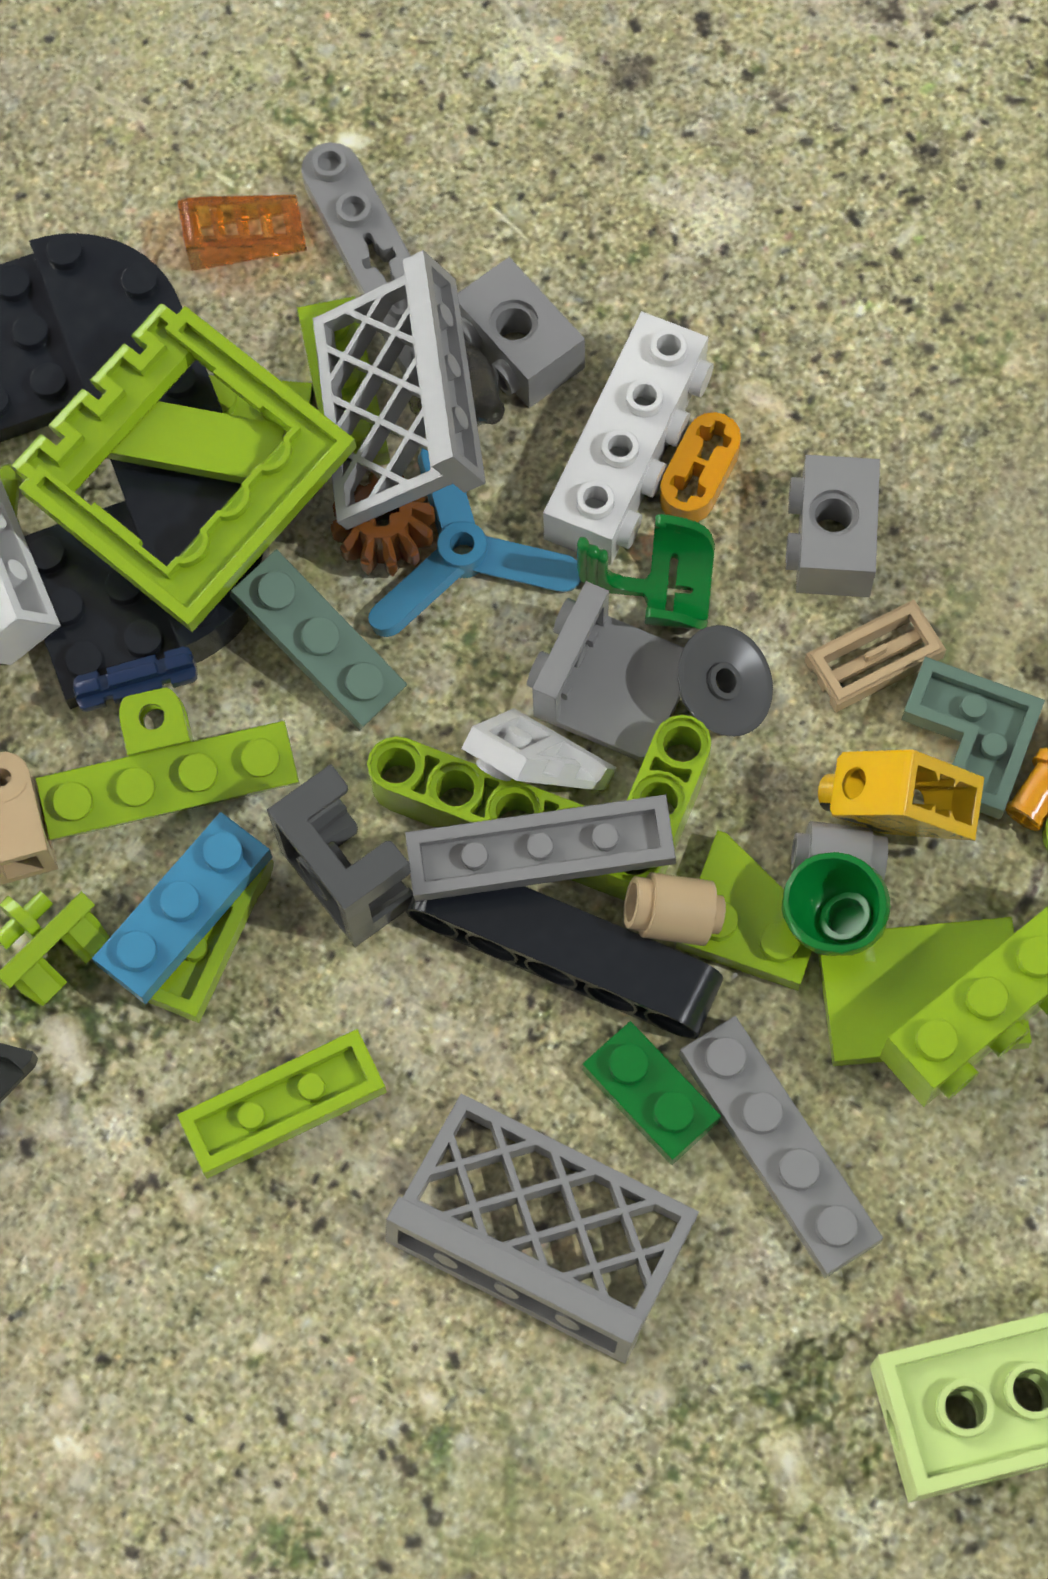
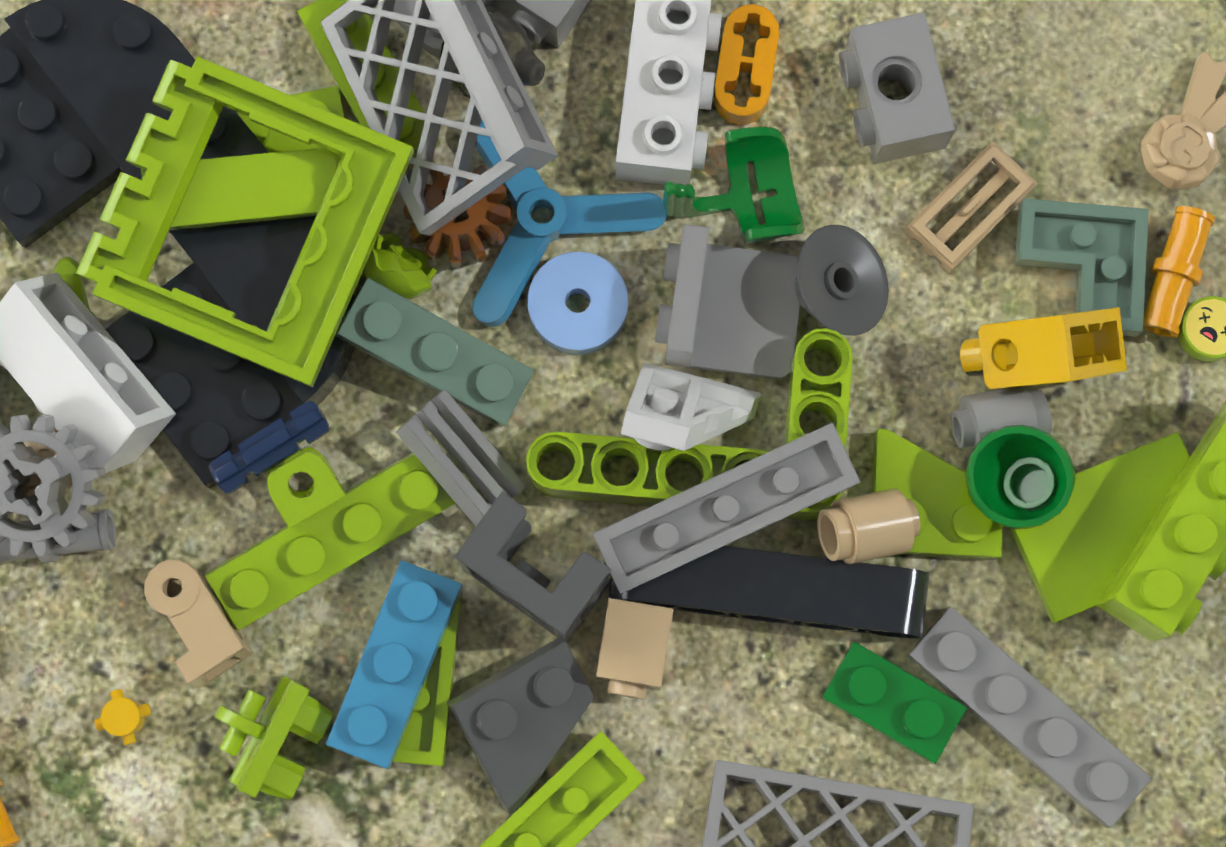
camera: 20 degrees left, 10 degrees up
(287, 998) = (523, 719): none -> dark grey wing
(310, 555) = (399, 267): none -> lime plate
(319, 731) = (467, 453): none -> light grey tile
(415, 961) = (634, 647): none -> tan brick
(475, 663) = (572, 275): none -> light blue piece

